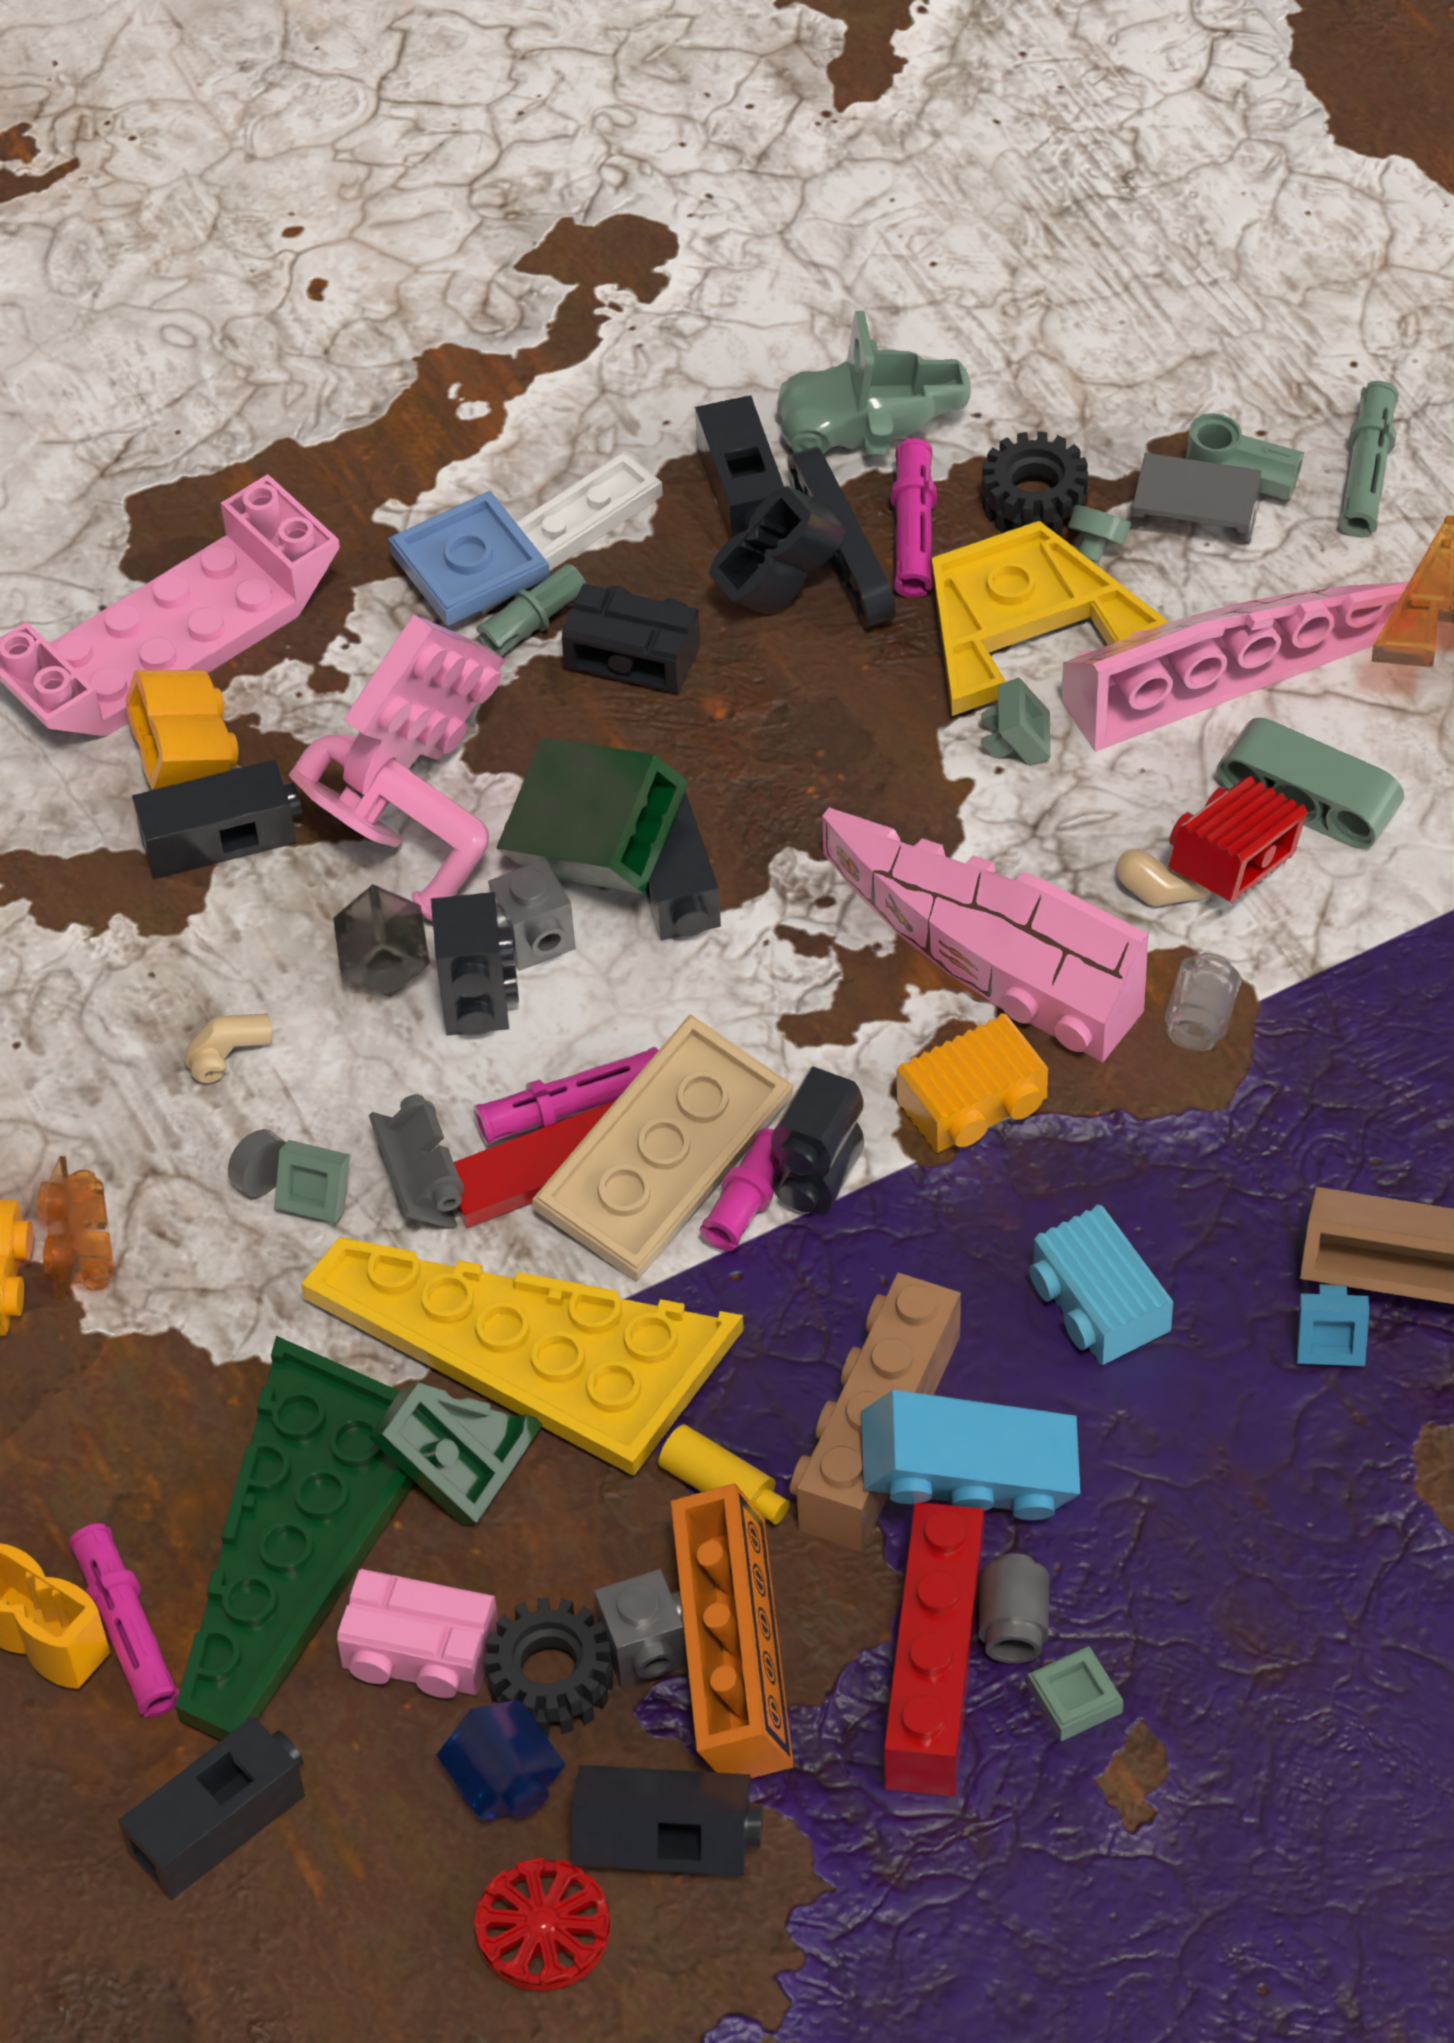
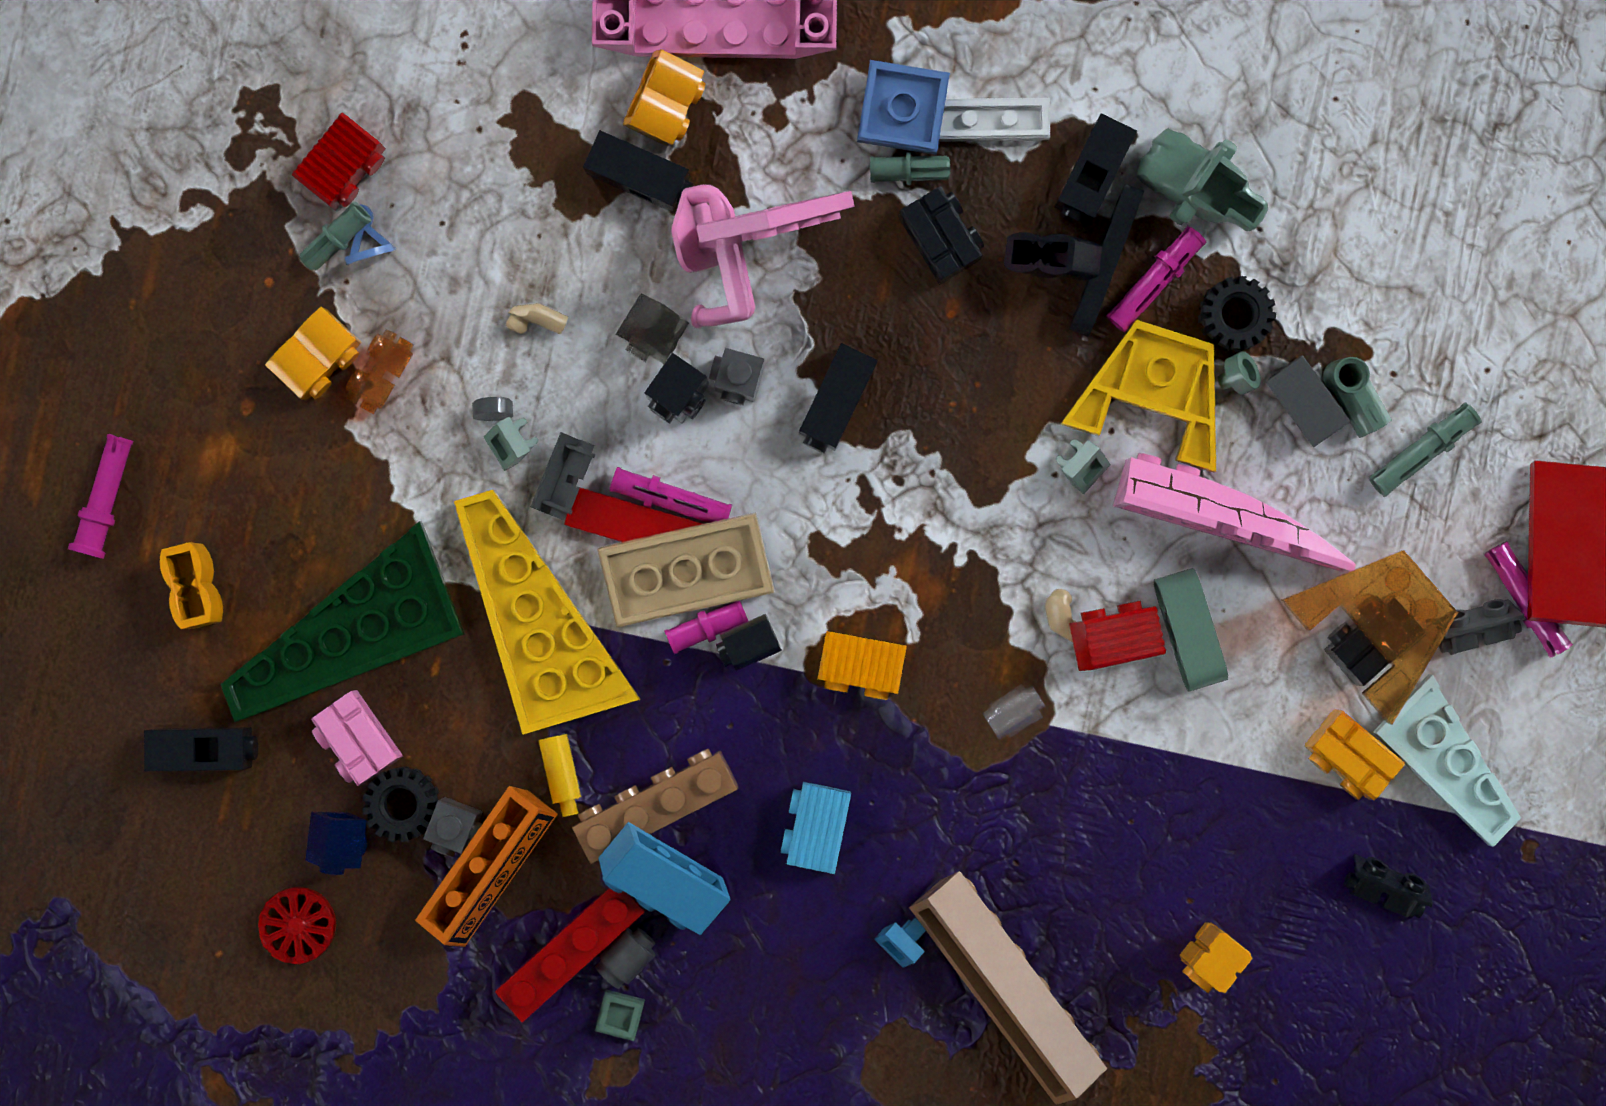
camera: 35 degrees right, 35 degrees up
(116, 1598) = (235, 619): dark pink pin -> none
(453, 1446) = (448, 657): wing -> none
(593, 813) = (809, 351): dark green brick -> none
(663, 1820) = (381, 930): black brick -> none
(1007, 939) = (948, 607): bright pink wedge -> none

